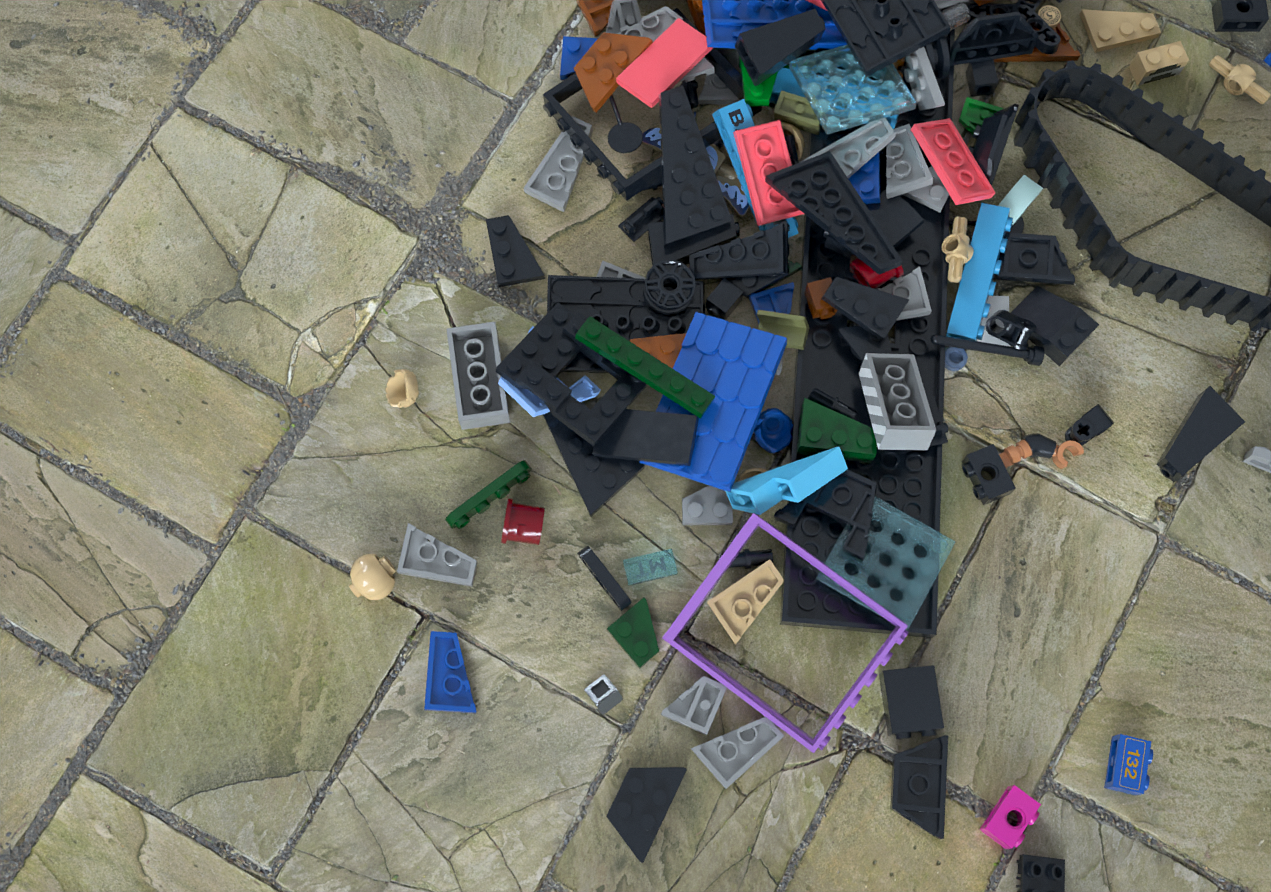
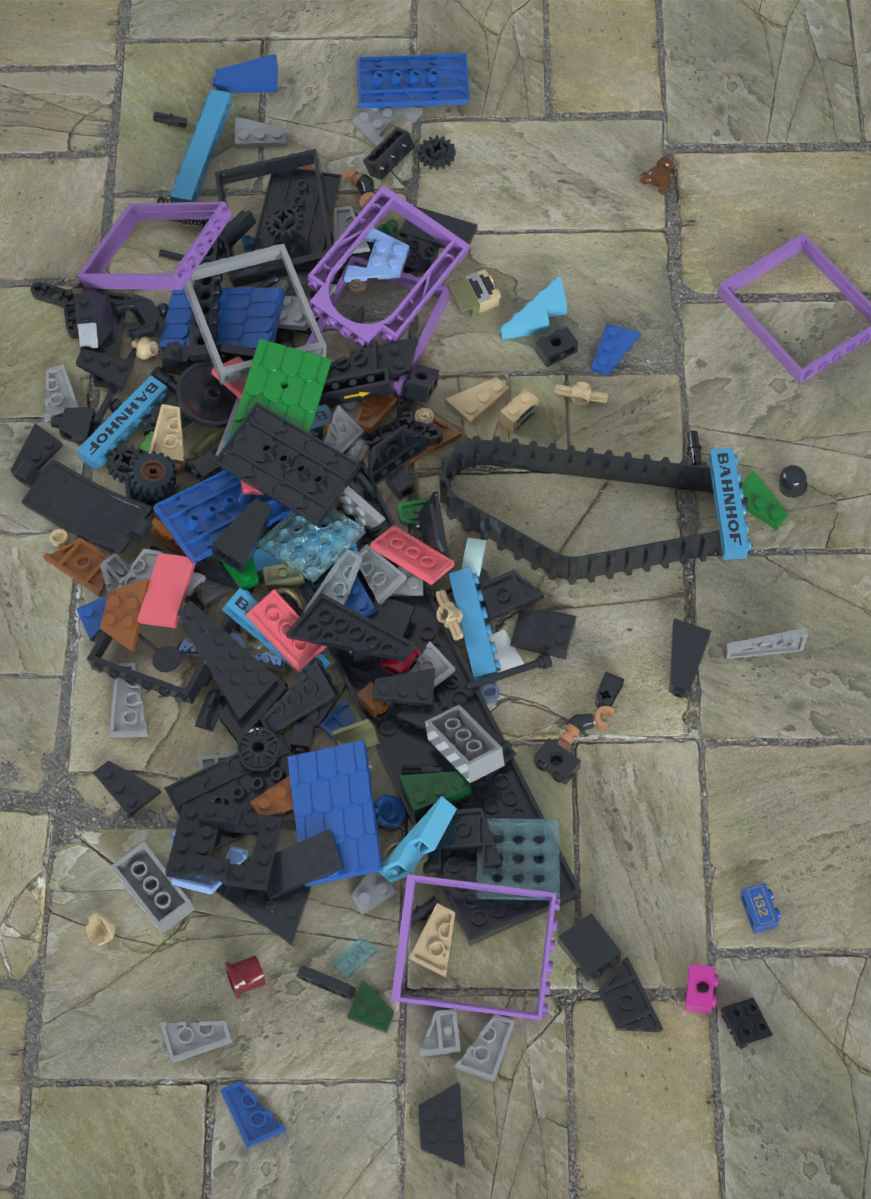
camera: 25 degrees left, 10 degrees down
(372, 577) = (154, 1076): tan plant -> none
(481, 501) = (205, 976): dark green plate -> none
(603, 694) = (371, 1065): dark grey slope -> none
(645, 367) = (273, 814): dark green plate -> none
(1012, 330) = (521, 651): black piece -> none

